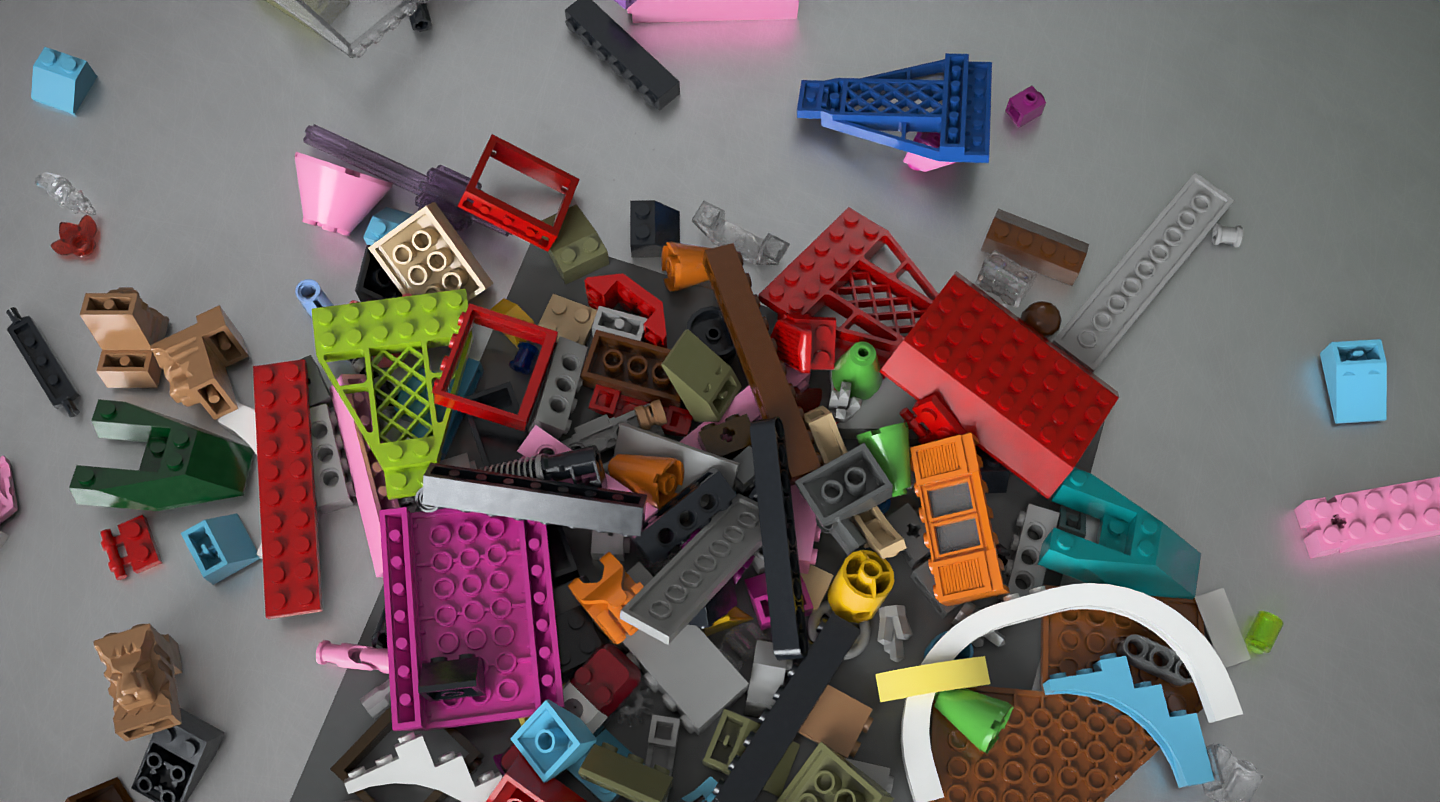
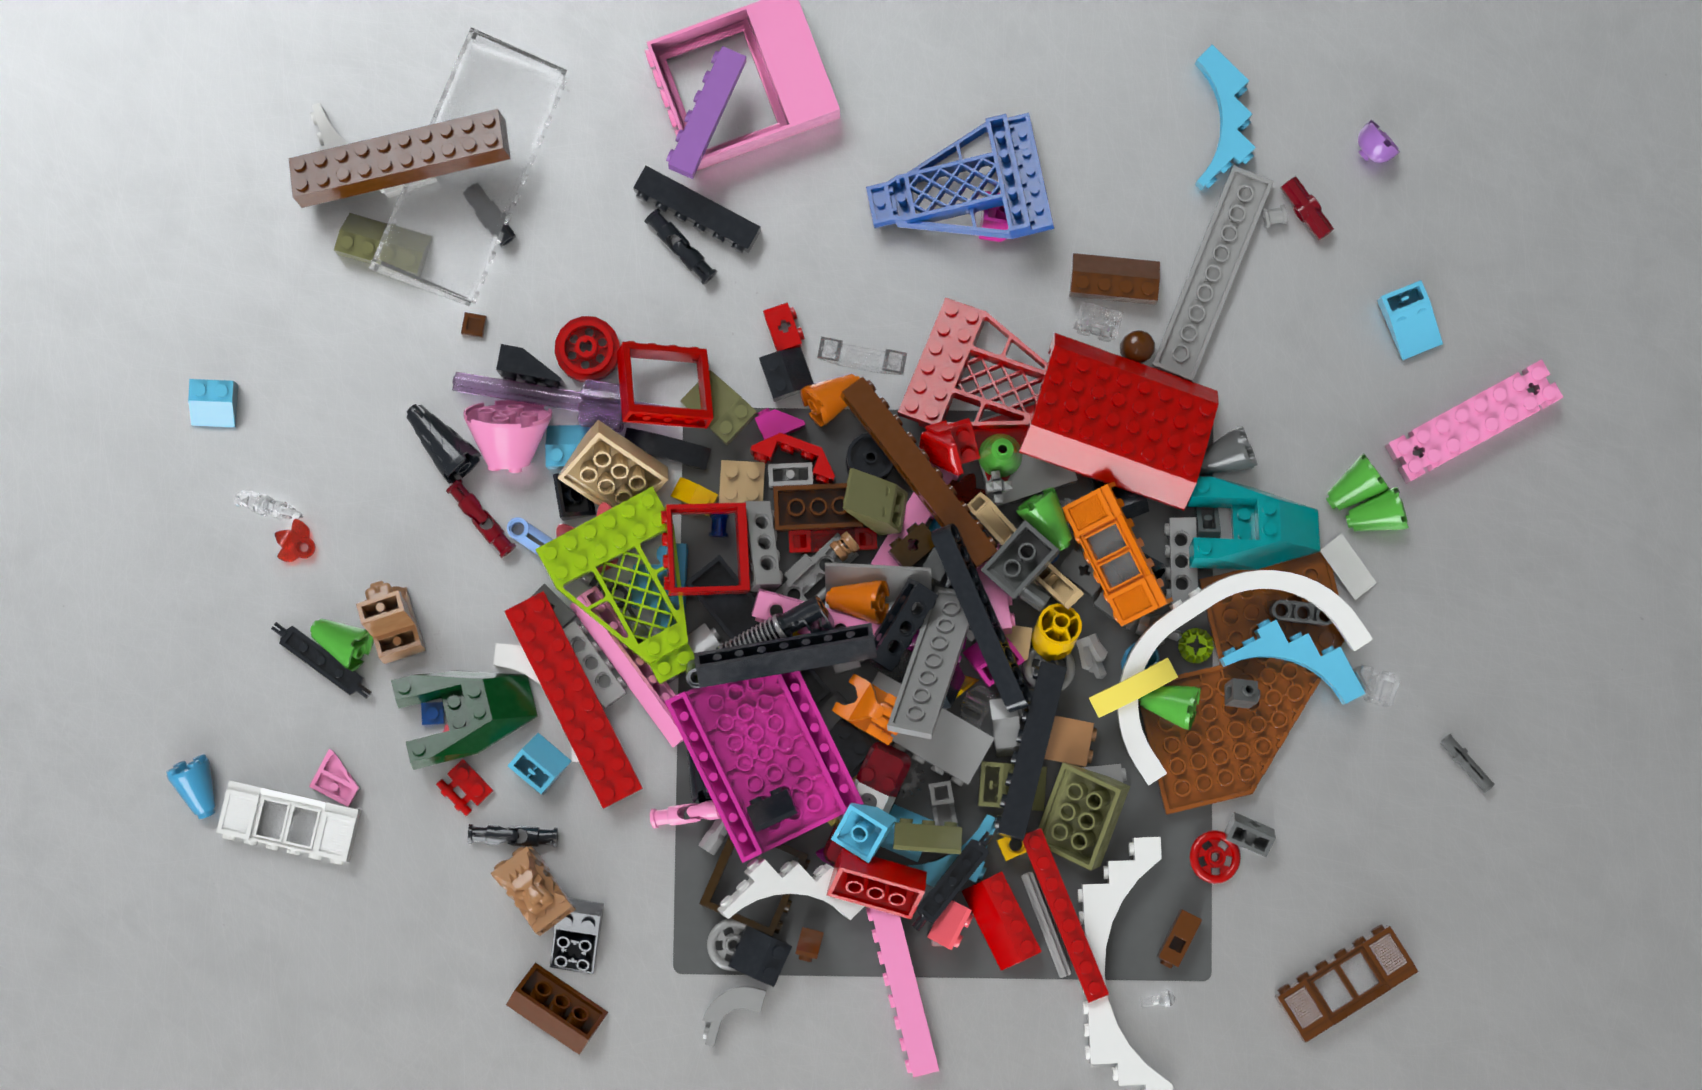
camera: 15 degrees left, 15 degrees up
(72, 349) = (343, 641): none -> bright green cone
(131, 455) = (432, 713): none -> blue plate
(142, 612) = (496, 834): none -> black piece
(198, 359) = (454, 622): medium nougat brick -> none
(270, 191) = (445, 446): none -> black cone
(272, 258) = (471, 507): none -> dark red piece
(354, 92) = (473, 325): none -> reddish brown tile
(380, 134) = (519, 364): none -> black slope
(455, 129) = (564, 346): none -> red wheel
(506, 266) = (670, 448): none -> black slope
(597, 92) = (689, 255): none -> black piece
(618, 264) = (777, 422): none -> dark pink slope
(668, 173) = (774, 318): none -> red brick
(935, 417) = (1073, 480): red plate -> none
(1007, 665) = (1188, 652): none -> lime gear
(1025, 106) = (1070, 146): magenta brick -> none
(1061, 730) = (1241, 693): none -> dark grey brick
(1115, 457) = (1229, 454): none -> dark grey cone
(1207, 100) = (1226, 84): none -> medium azure arch
(1257, 536) = (1356, 484): none -> bright green cone
(1263, 632) = (1380, 560): clear neon green brick -> none
(1264, 238) = (1307, 208): none -> dark red piece
(1276, 577) = (1379, 513): none -> bright green cone
(1356, 196) = (1376, 144): none -> medium lavender cylinder

